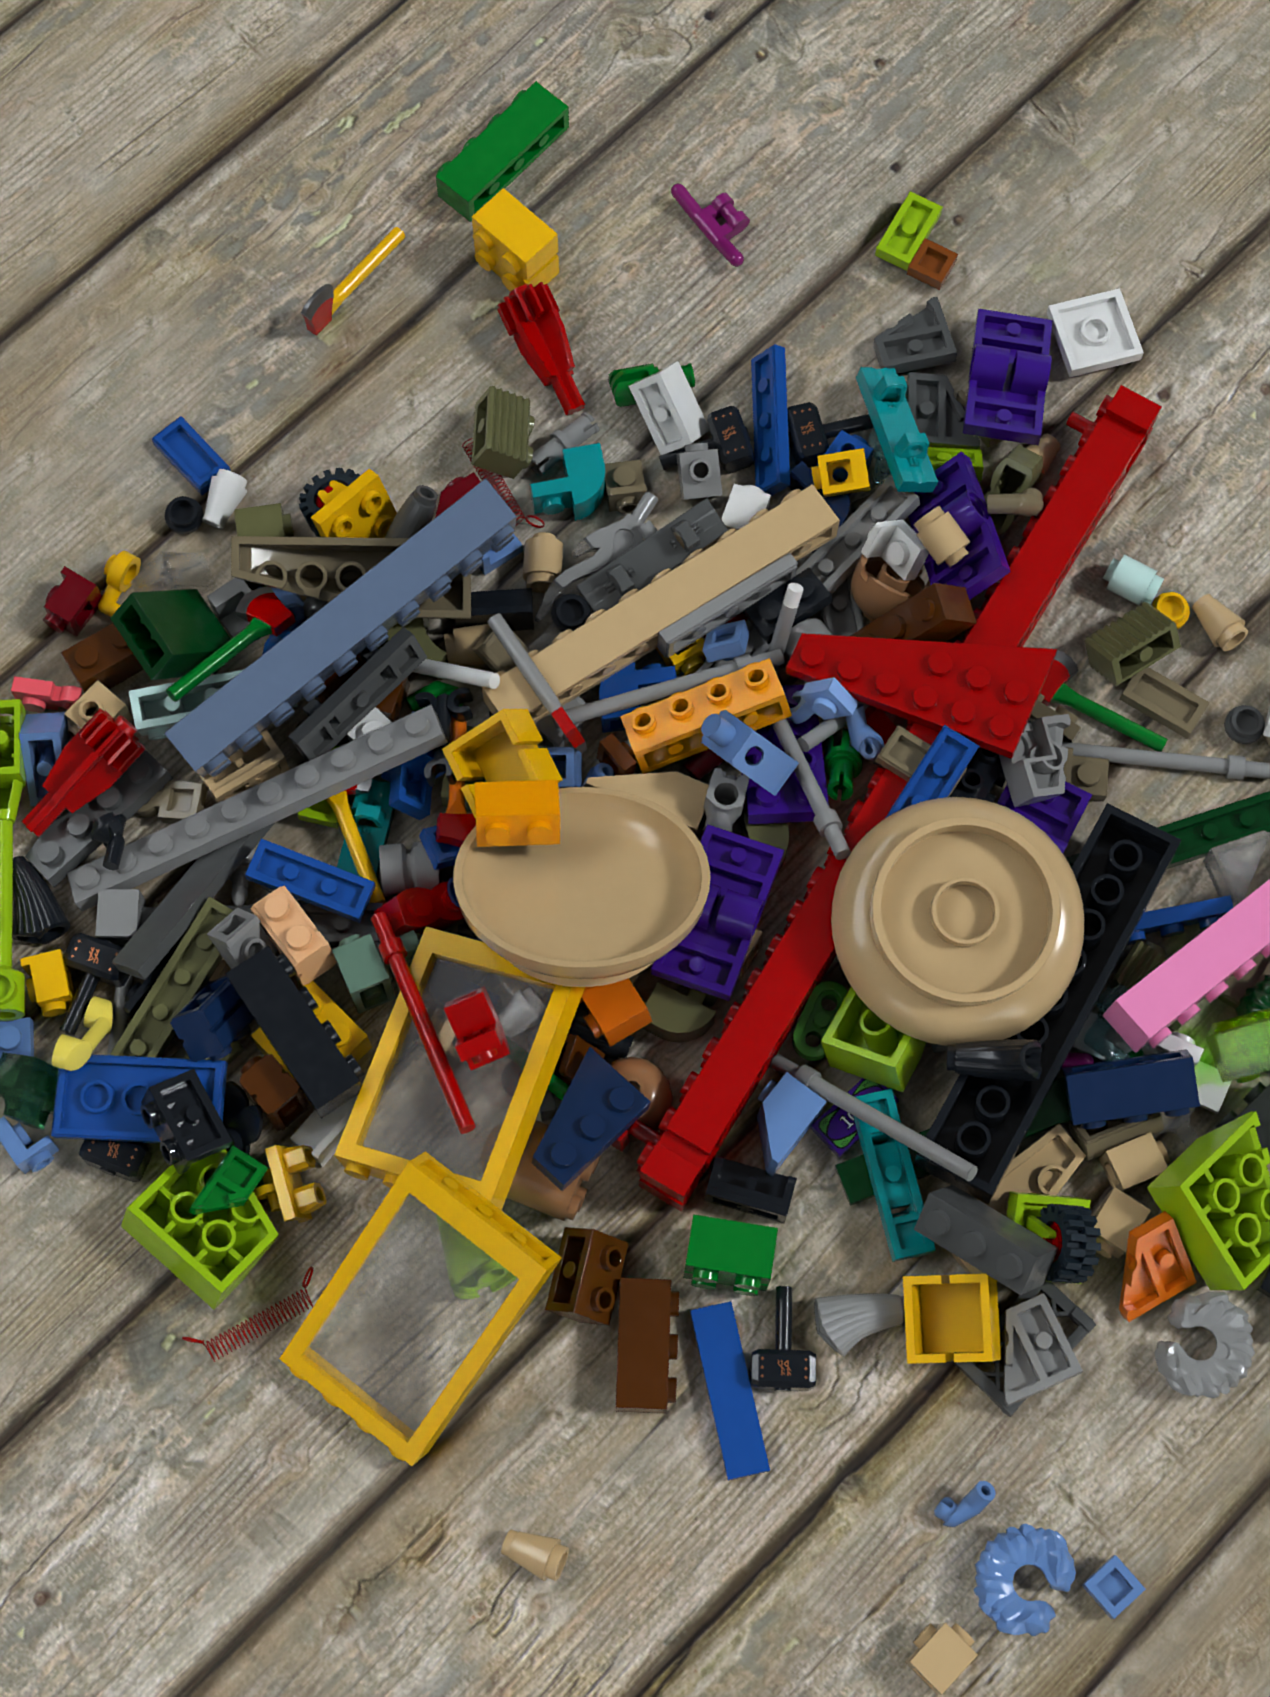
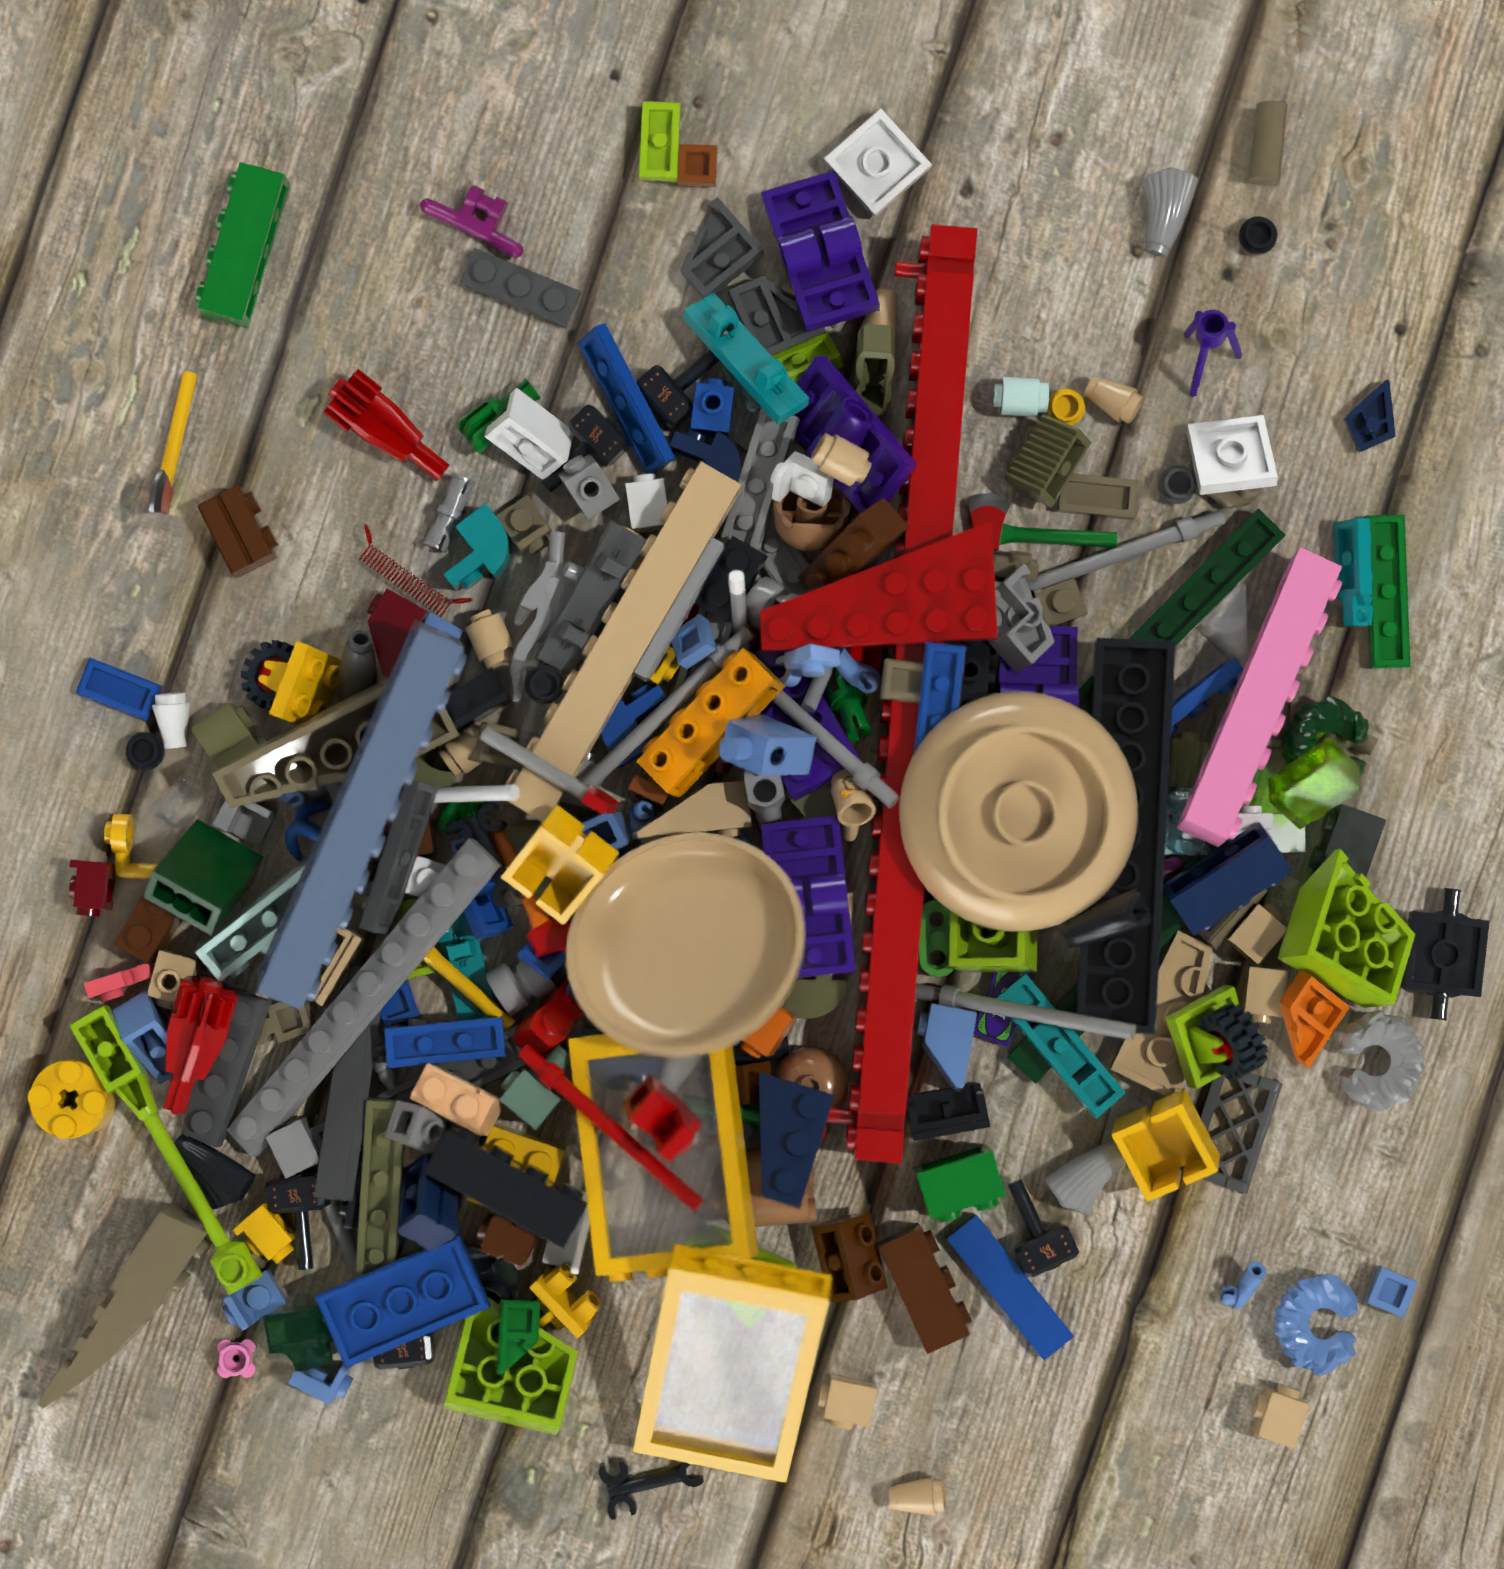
camera: 25 degrees left, 15 degrees up
(72, 1052) = (327, 1294): light yellow bar -> none
(109, 831) = (247, 1082): black plate -> none
(184, 1120) = (454, 1306): black bracket -> none
(238, 1332) = (618, 1372): red piece -> none
(248, 1396) = (621, 1488): none -> black bar
(266, 617) = (279, 822): piece -> none
(288, 833) = (400, 1006): none -> blue tile
(369, 372) = (238, 531): none -> reddish brown brick
(502, 432) = (392, 535): olive brick -> none
(513, 1420) = (847, 1401): none -> tan brick
(514, 242) = (307, 343): yellow piece -> none
(517, 813) = (600, 912): light orange brick -> none
(724, 293) = (520, 288): none -> dark grey plate
(801, 848) = (852, 804): none -> tan piece
(852, 461) = (735, 432): yellow brick -> none
(986, 1239) = (1166, 1072): dark grey brick -> none
(1026, 503) = (901, 385): dark tan arm -> none
(1035, 1351) = (1244, 1135): light grey wing -> none

